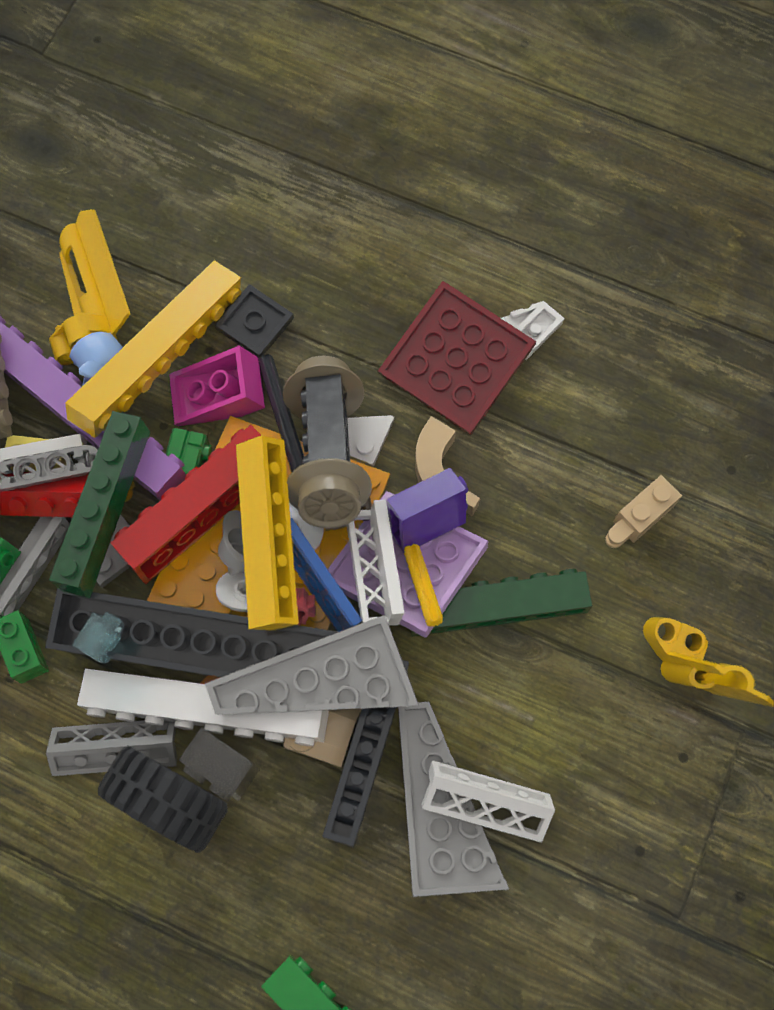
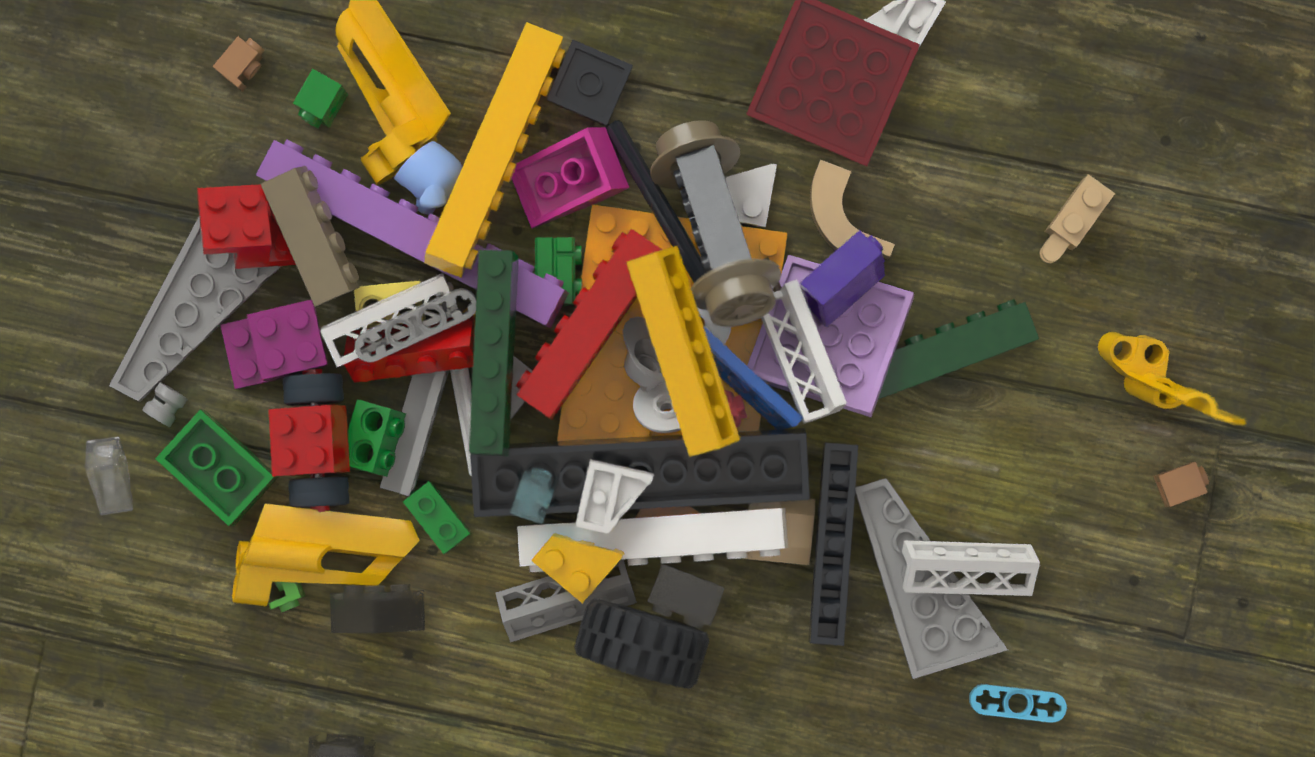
camera: 10 degrees left, 15 degrees up
(28, 283) = (319, 99): none -> green brick
(125, 713) = (576, 564): none -> yellow wing
(168, 652) = (609, 494): none -> white wing
(334, 673) = (787, 480): light grey wing -> none
(423, 585) = (856, 361): yellow axle -> none
(534, 945) = (1041, 714): none -> medium azure beam
(700, 767) = (1181, 483): none -> medium nougat brick

